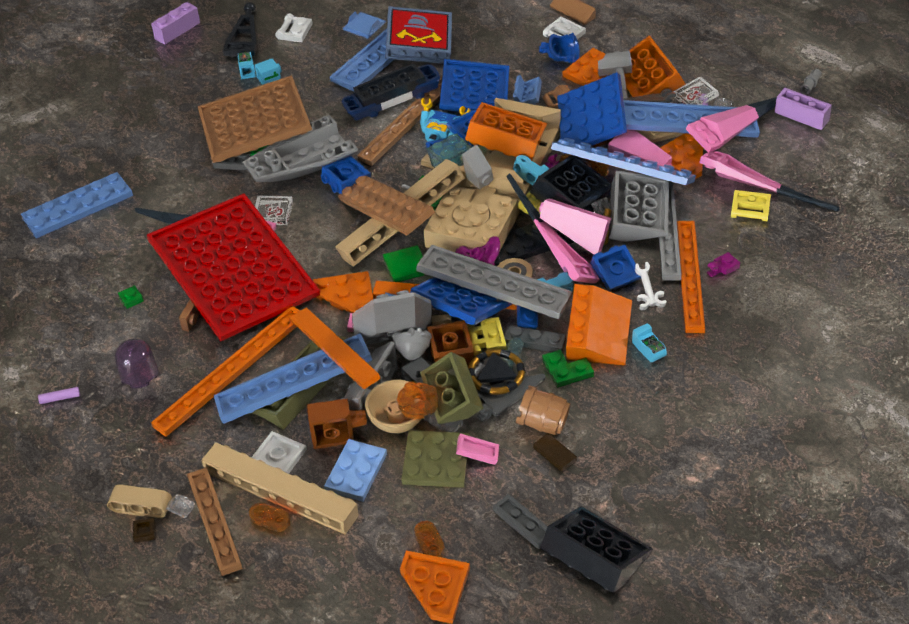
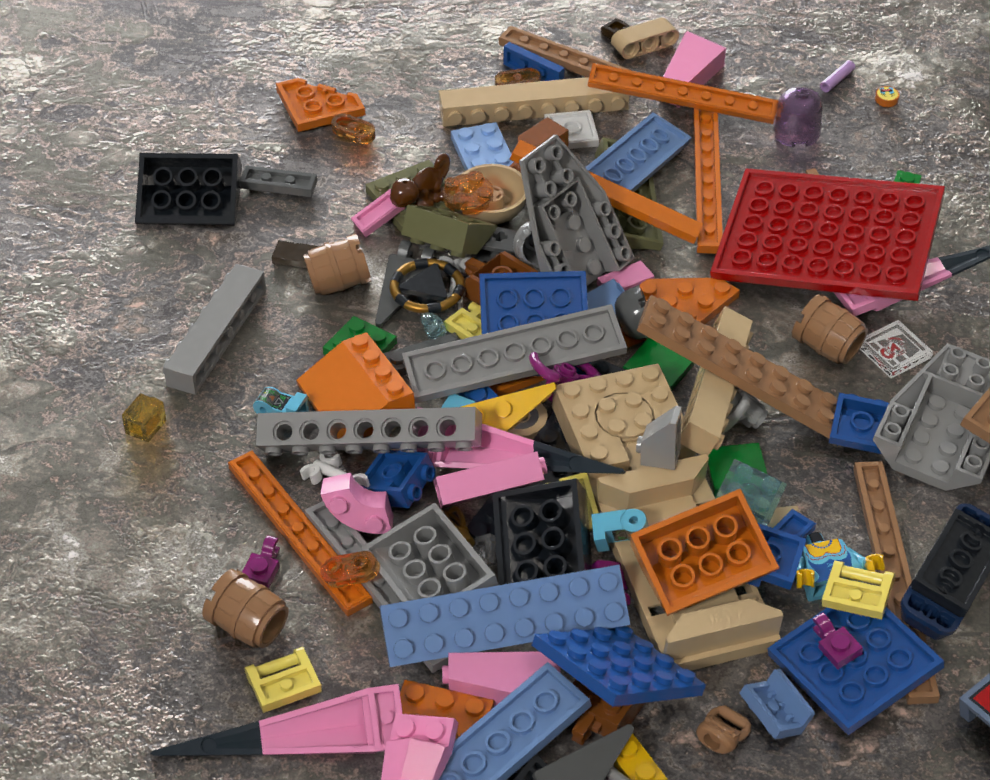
camera: 140 degrees right, 0 degrees up
(52, 362) = (887, 96): none -> tile
(146, 451) = (696, 60): none -> bright pink slope
(180, 505) = (601, 44): clear plate -> none
(187, 419) = (683, 93): none -> orange tile
(243, 521) = (519, 58): none -> blue plate
(301, 222) = (830, 330): none -> medium nougat piece
(397, 278) = (629, 310): none -> dark grey cylinder
(435, 436) = (424, 187): none -> reddish brown animal
(450, 93) = (858, 596): none -> light yellow plate
(479, 87) = (837, 645): none -> magenta plate
(537, 260) = (510, 409): none -> yellow wing
(618, 281) = (273, 426): none -> light grey brick
(653, 418) = (214, 329): none -> light grey brick
(654, 252) = (357, 506): none -> bright pink brick
(681, 226) = (347, 569): none -> clear orange plate
(740, 378) = (144, 417): none -> clear yellow brick
(752, 233) = (246, 609): none -> medium nougat piece

